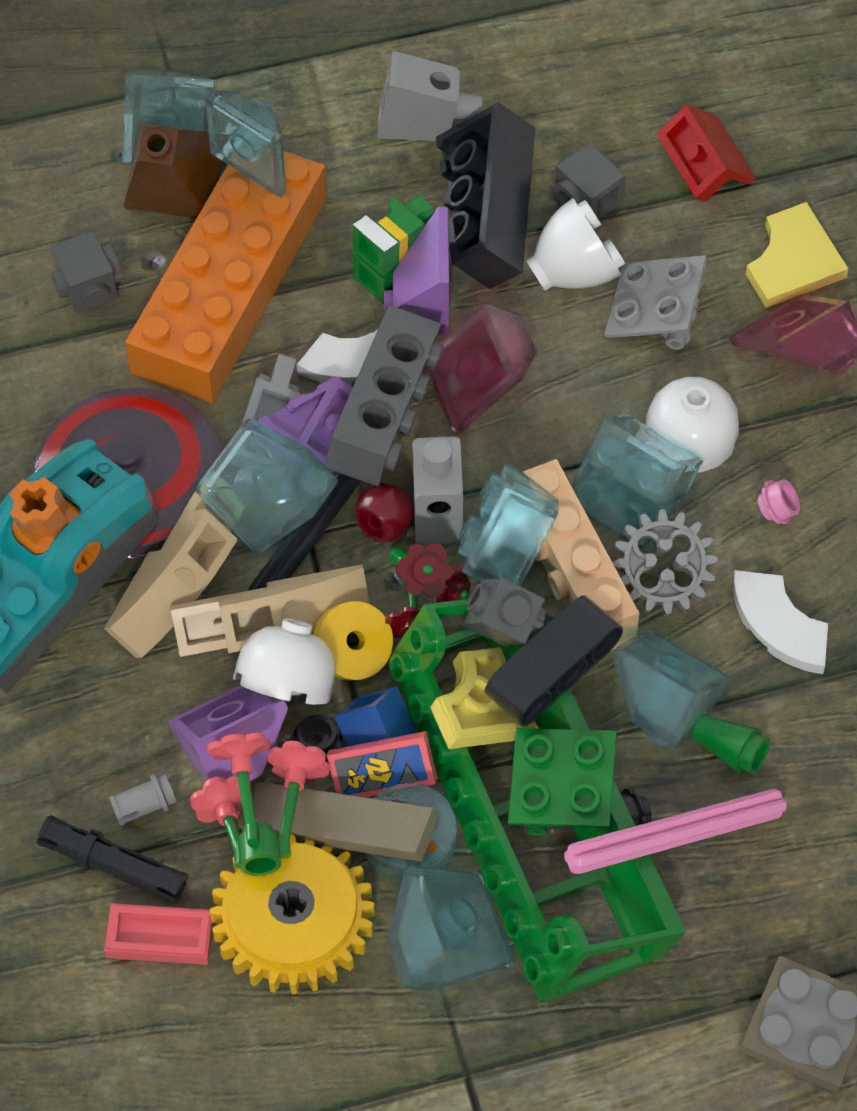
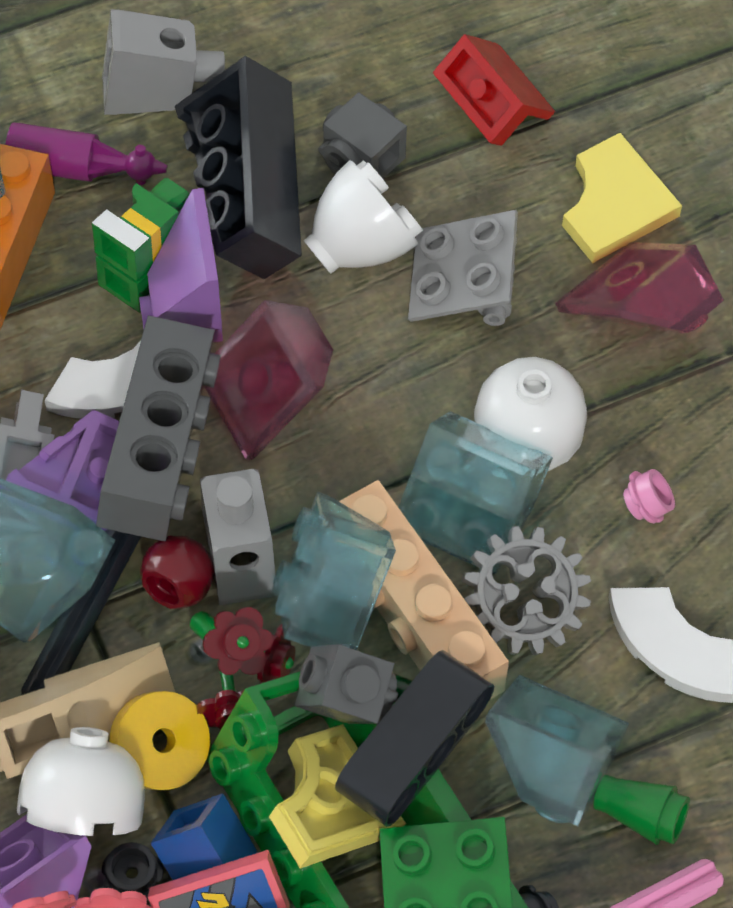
camera: 10 degrees left, 0 degrees up
(354, 169) = (82, 154): none -> magenta wheel

